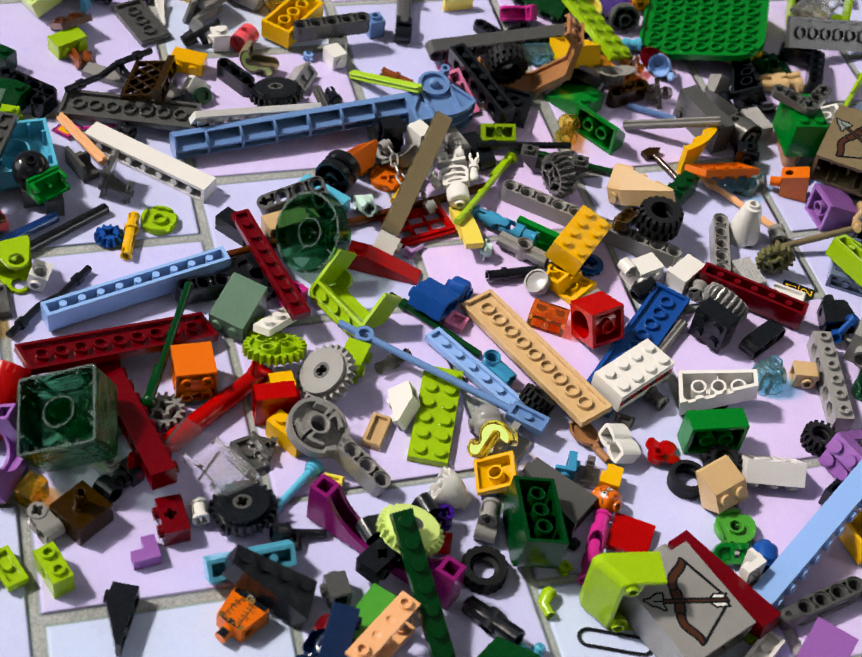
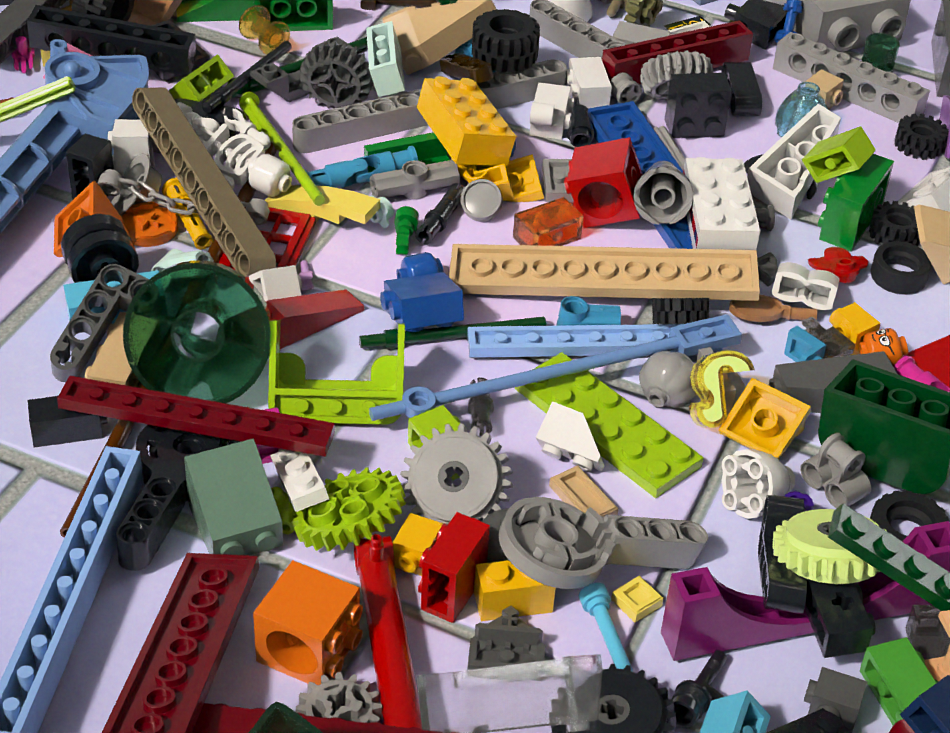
camera: 45 degrees left, 5 degrees down
(149, 397) = (273, 658): dark green bar -> none
(456, 321) = (474, 310): bright pink tile -> none
(490, 262) = (405, 224): none -> green piece
(587, 183) = (385, 59): none -> light aqua brick
(612, 342) = (663, 194): none -> light grey cone
(721, 398) = (838, 154): none -> lime brick

